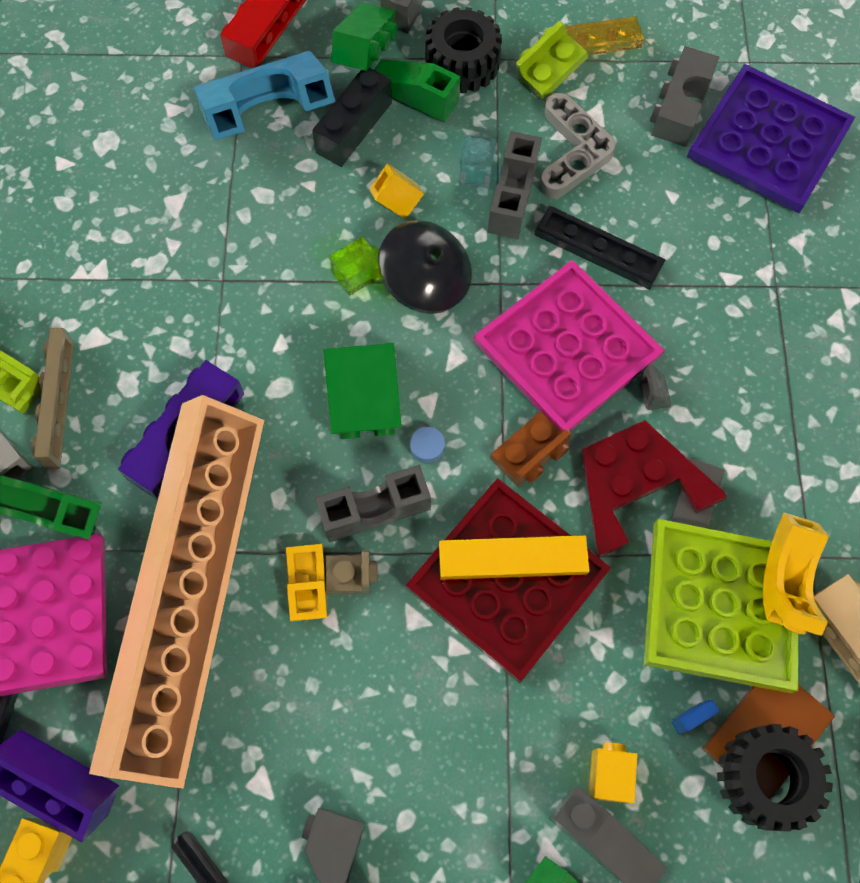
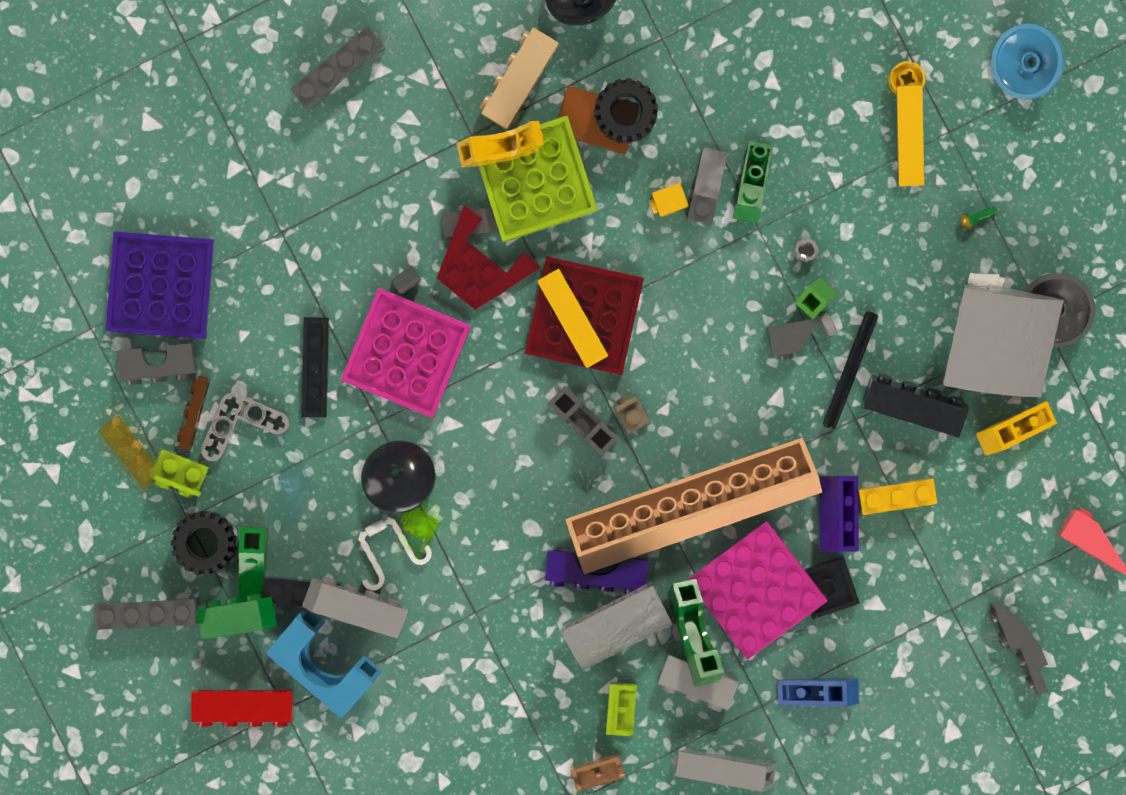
camera: 115 degrees left, 20 degrees up
(55, 387) = (628, 662): dark tan plate -> none
(96, 403) = (616, 626): none -> light grey slope
(301, 142) = (355, 607): none -> light grey brick
(306, 582) = (649, 437): yellow slope -> none
(332, 204) = (377, 527): none -> white piece
(362, 390) = (507, 471): green slope -> none
(396, 191) = (347, 529): yellow panel -> none
(427, 445) = (522, 410): medium blue tile -> none
(515, 185) = (303, 447): dark grey arch -> none
(530, 449) = (491, 342): dark orange bracket -> none
(610, 105) = (193, 412): none -> reddish brown plate
(695, 716) = (610, 167): blue tile -> none

